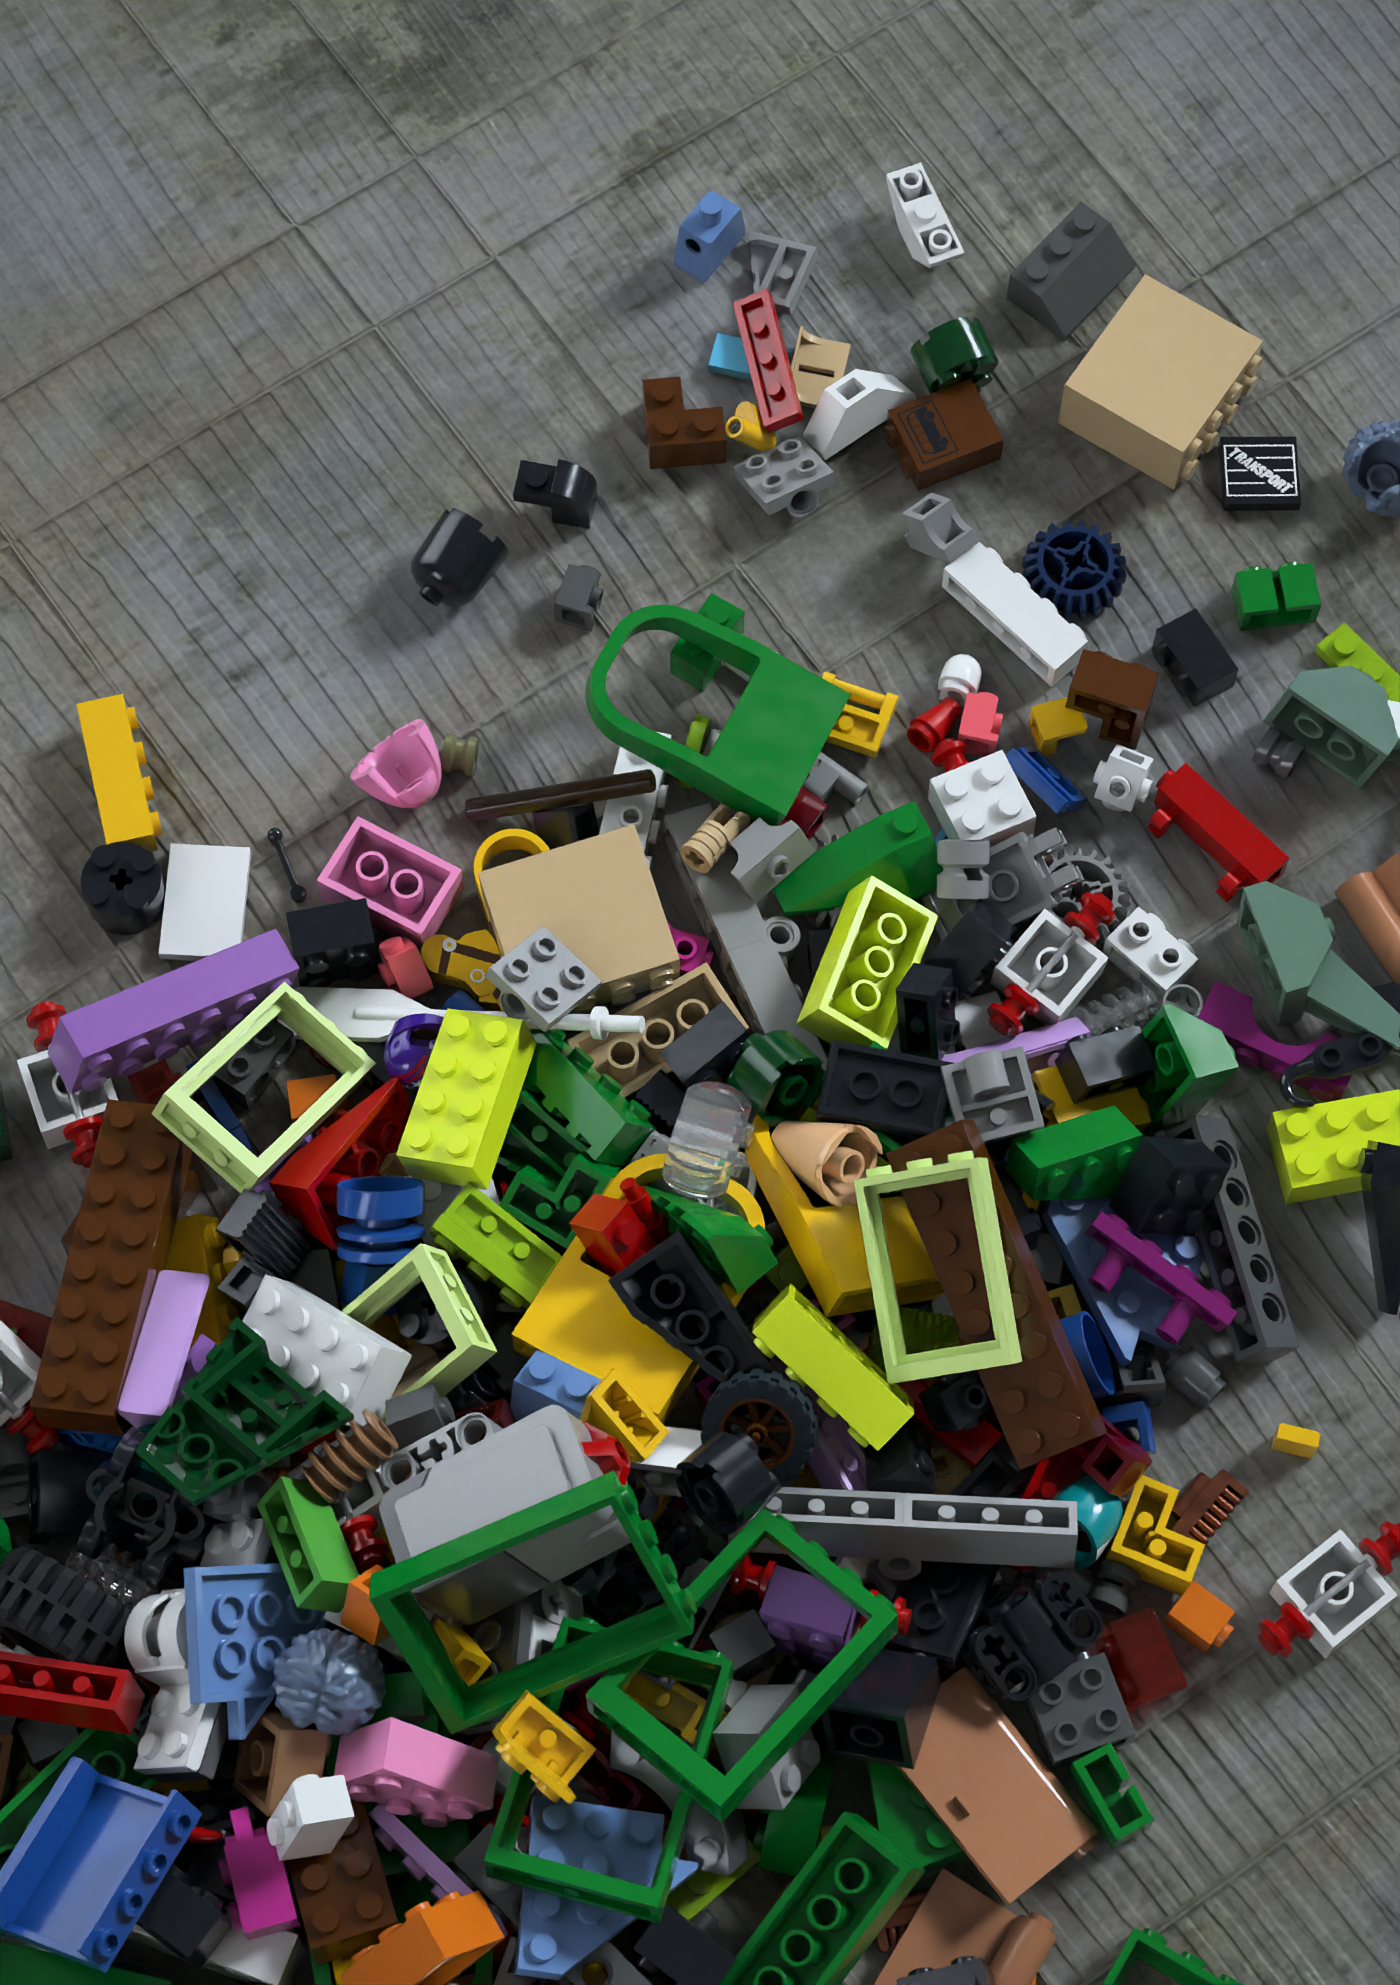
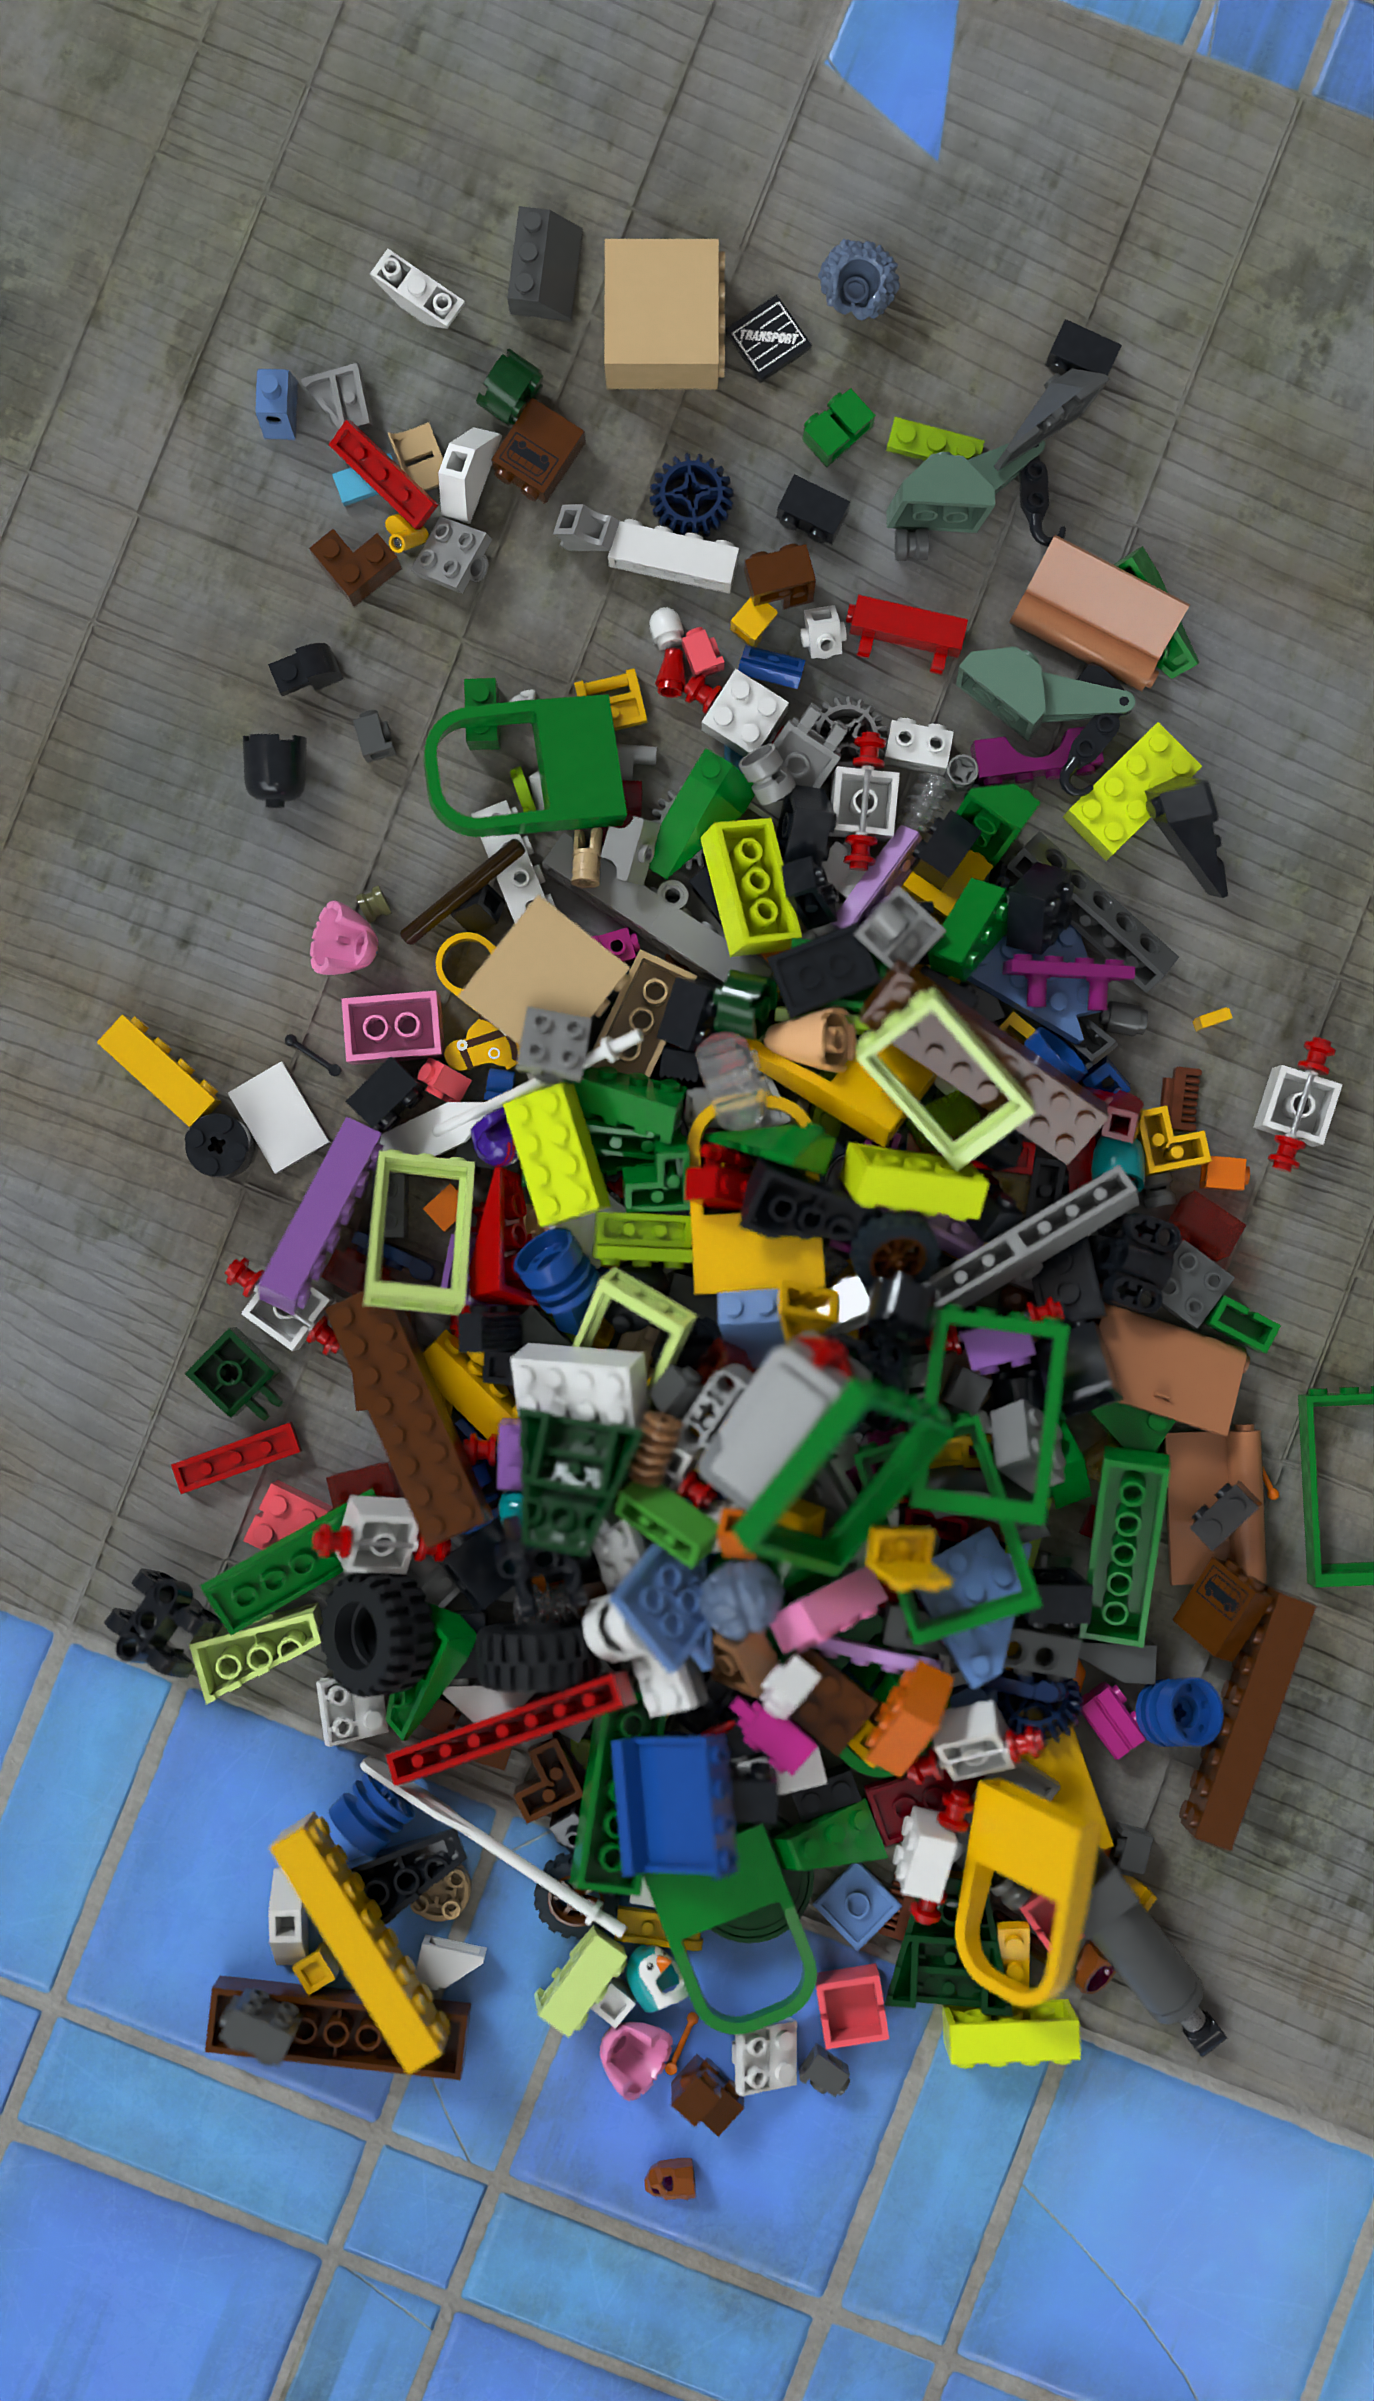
camera: 30 degrees left, 20 degrees up
(162, 1346) = (480, 1449): lavender slope -> none

